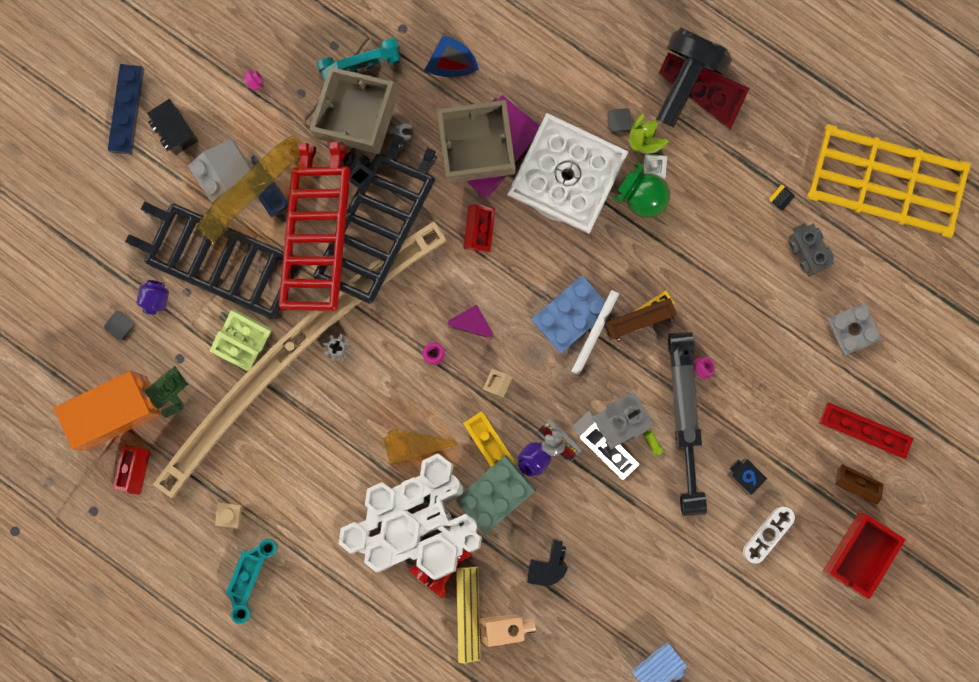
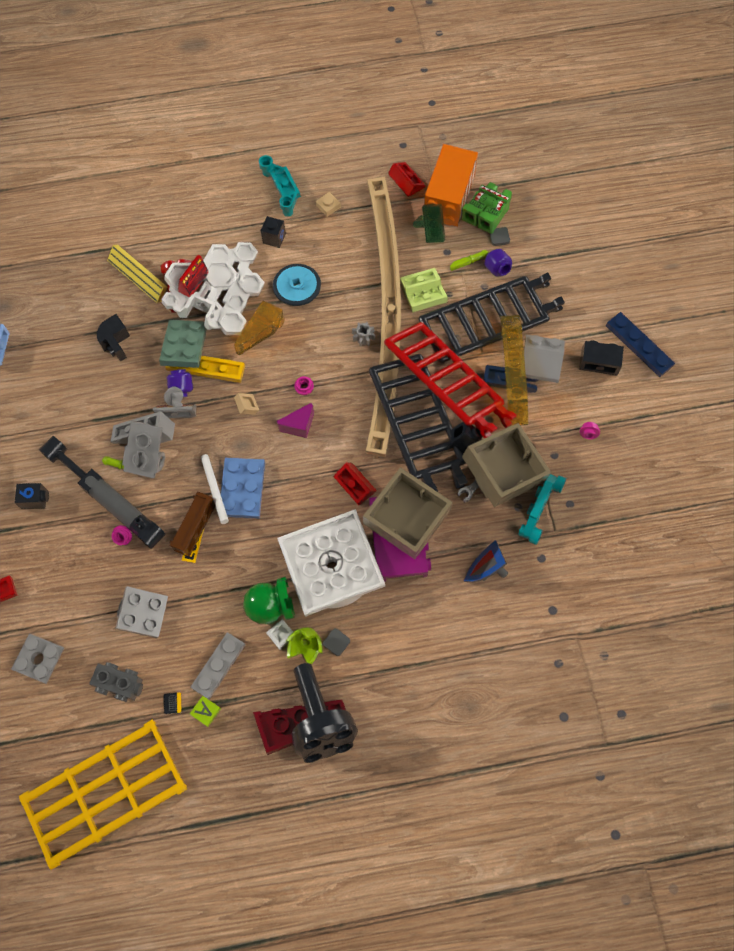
camera: 135 degrees right, 15 degrees down
(90, 358) = (487, 206): none -> bright green hips
(172, 329) = (468, 260): none -> lime piece
(308, 531) = (273, 232): none -> black brick
(355, 465) = (300, 294): none -> medium azure wheel
(431, 542) = (193, 277): none -> slope
(495, 629) = (106, 280): light nougat torso -> none
(723, 189) = (218, 666): none -> light grey plate
(745, 285) = (141, 612): none -> light grey plate
(764, 165) = (205, 711): none -> lime tile

